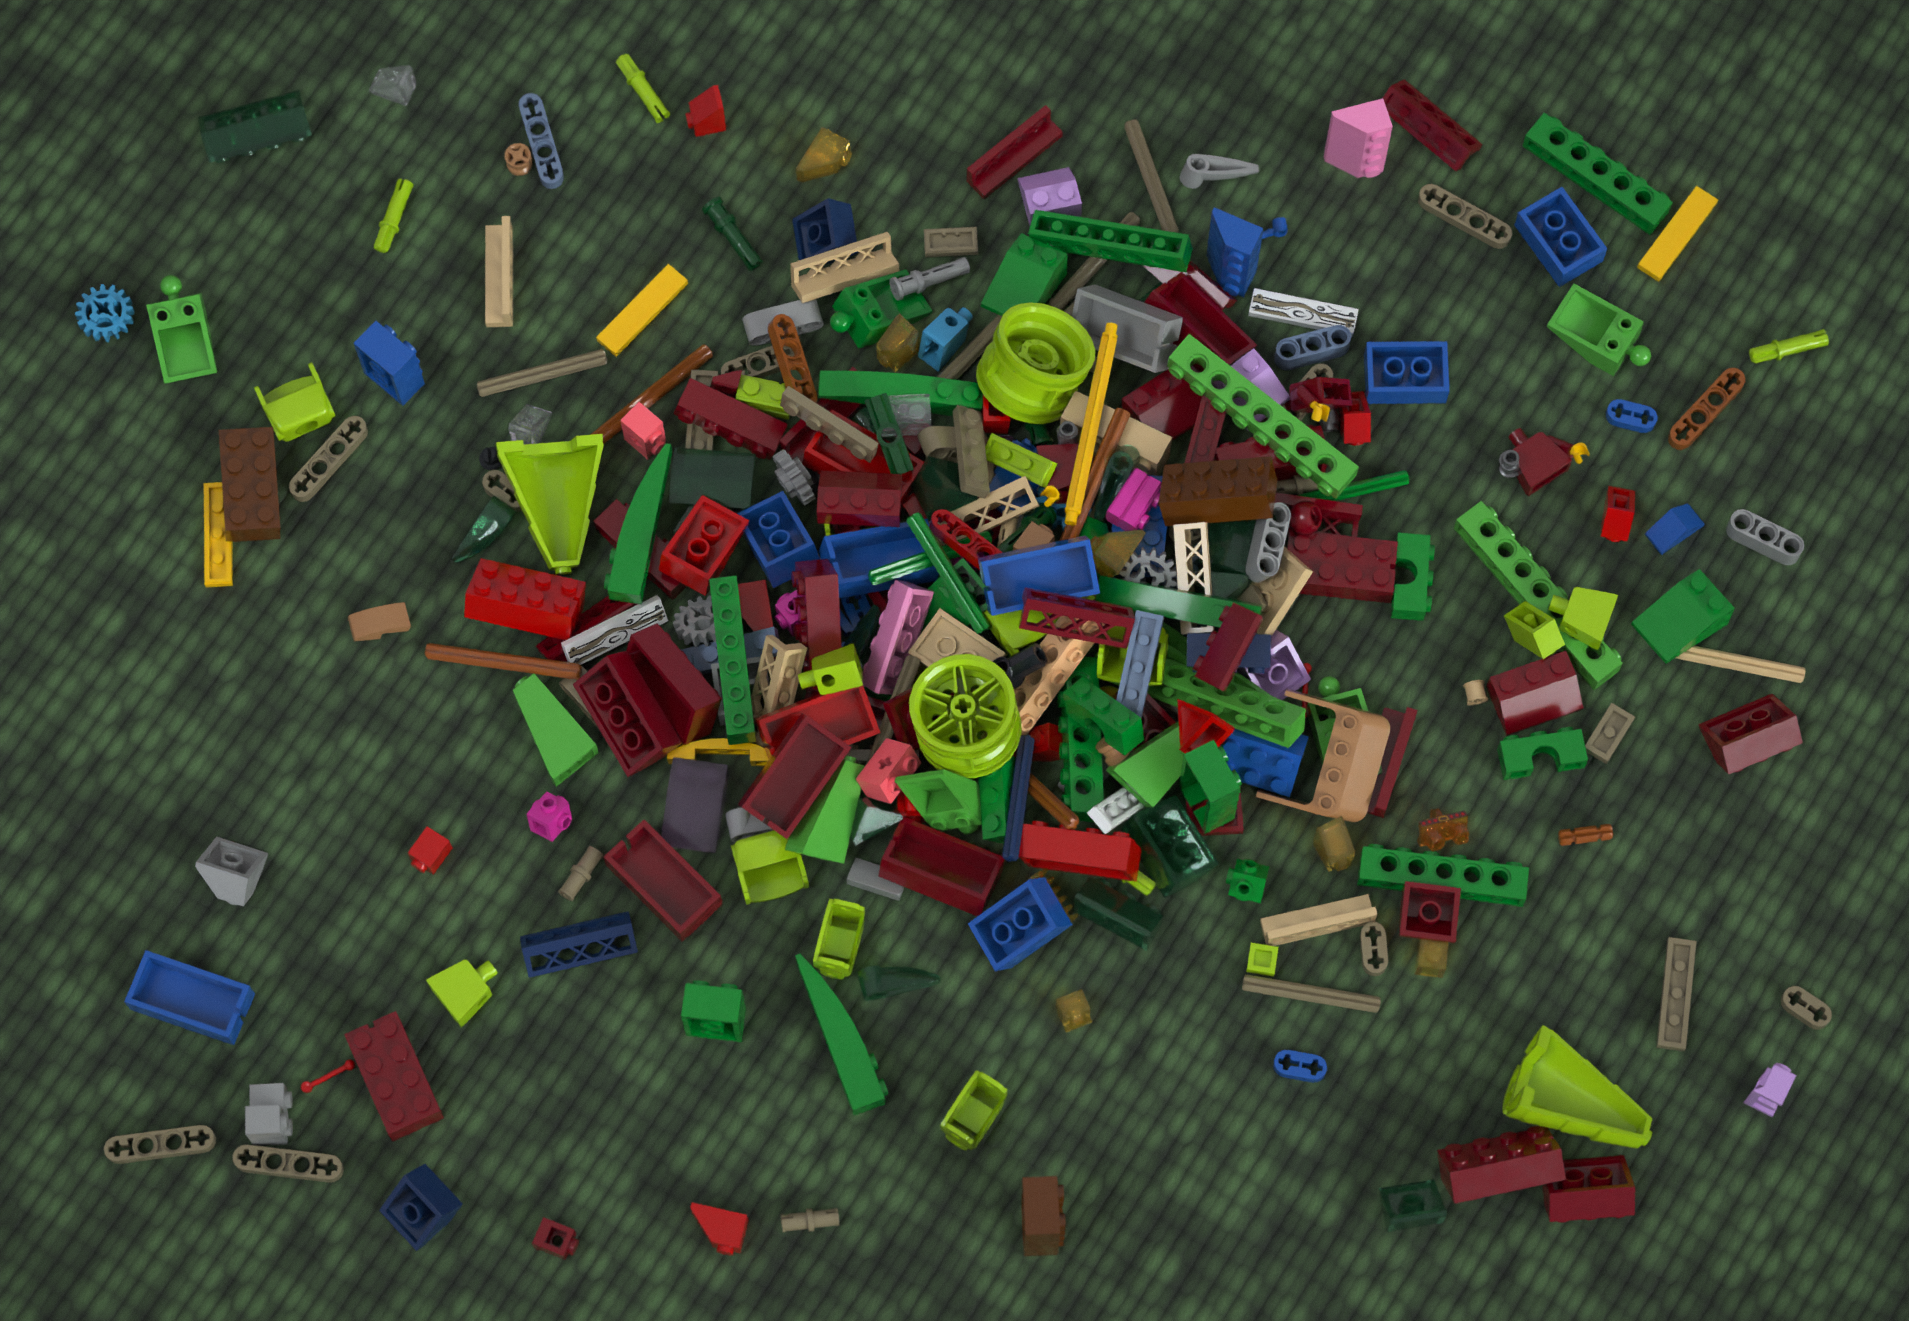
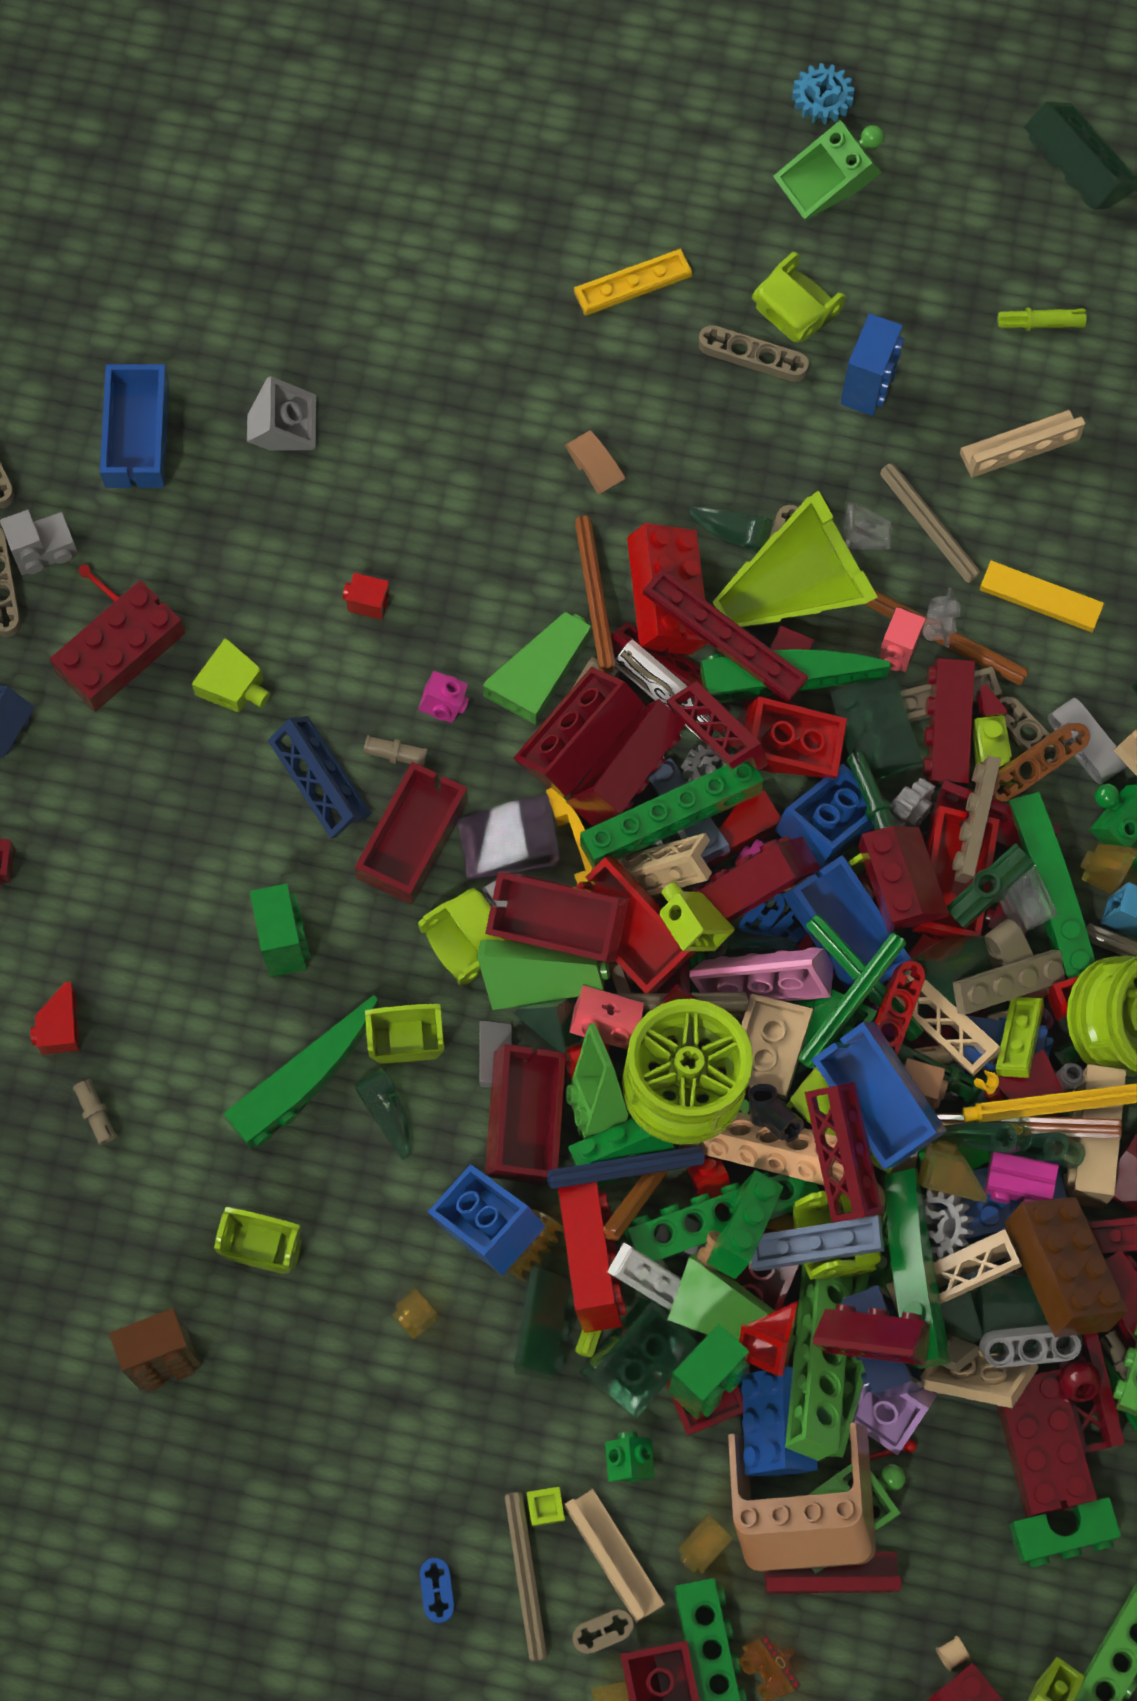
camera: 70 degrees right, 0 degrees up
(249, 484) = (692, 287): reddish brown brick -> none
(594, 563) = (725, 635): none -> dark red tile
(627, 389) = (942, 618): none -> clear hinge
(672, 590) = (718, 720): none -> dark red fence
(792, 498) = (877, 809): none -> dark green pin
(1096, 508) = (989, 1136): none -> clear green piece

